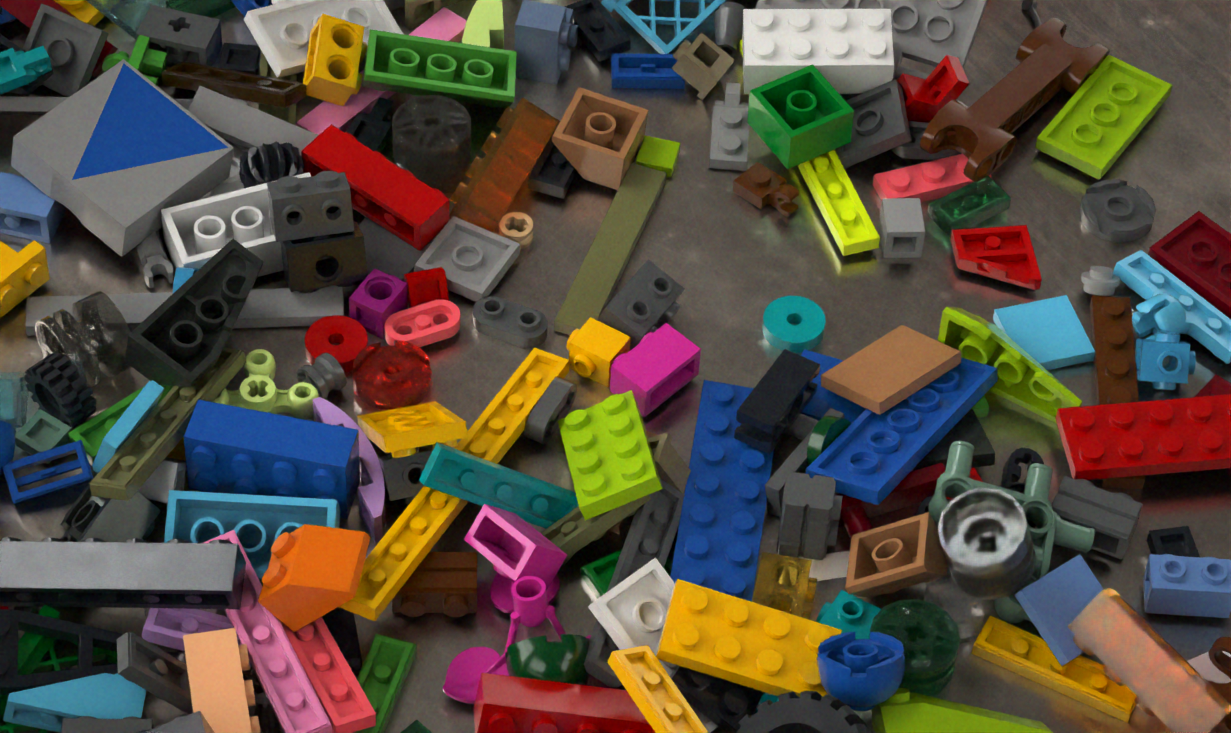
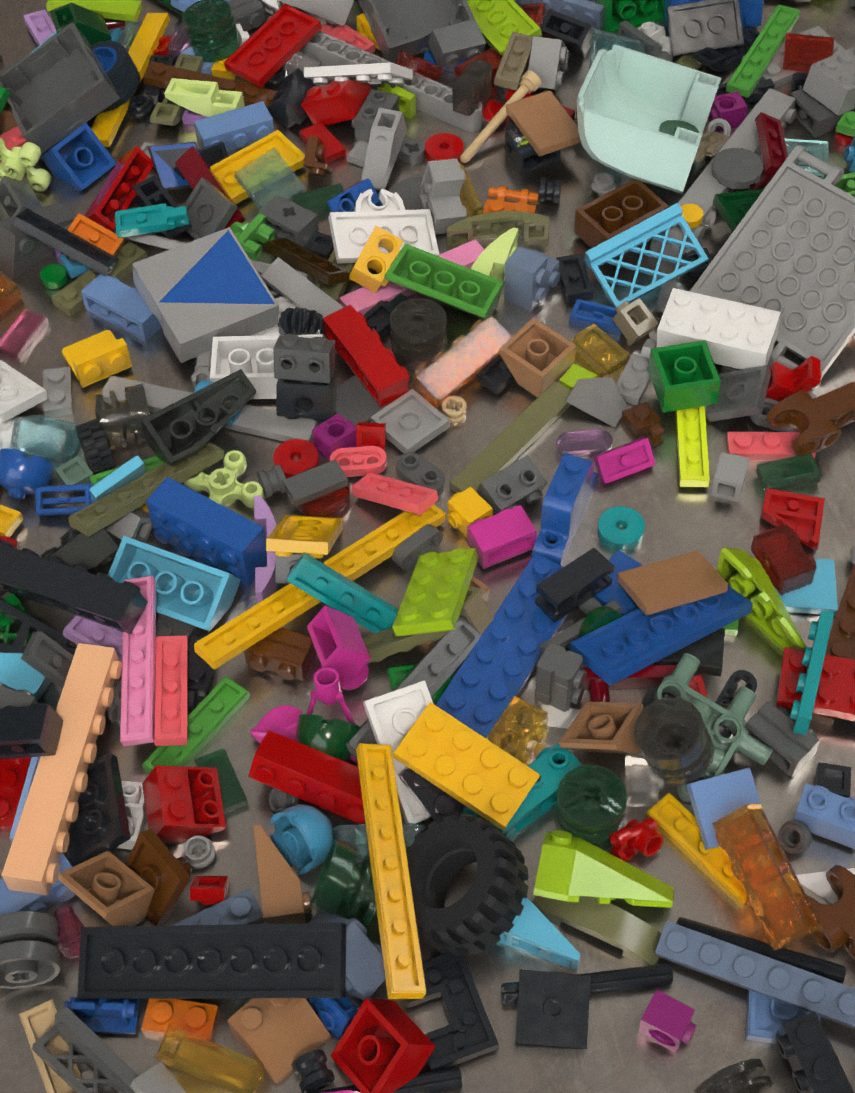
camera: 25 degrees right, 5 degrees up
(312, 573) = (183, 622): orange slope -> none
(384, 363) = (315, 483): none -> dark grey tile
(494, 351) = (395, 493): none -> coral plate
(672, 114) = (599, 351): none -> clear yellow plate
(697, 171) = (598, 398): none -> light grey slope
(702, 233) = (584, 443): none -> clear purple tile
(721, 312) = (565, 506): none -> blue brick
(763, 240) = (624, 460): none -> dark pink plate
(861, 670) = (537, 810): blue cylinder -> none
(978, 674) = (636, 837): none -> red plate
(1012, 306) = (784, 559): none -> clear red brick
(1109, 432) = (809, 682): none -> teal plate
(1166, 612) = (787, 841): none -> dark grey plate

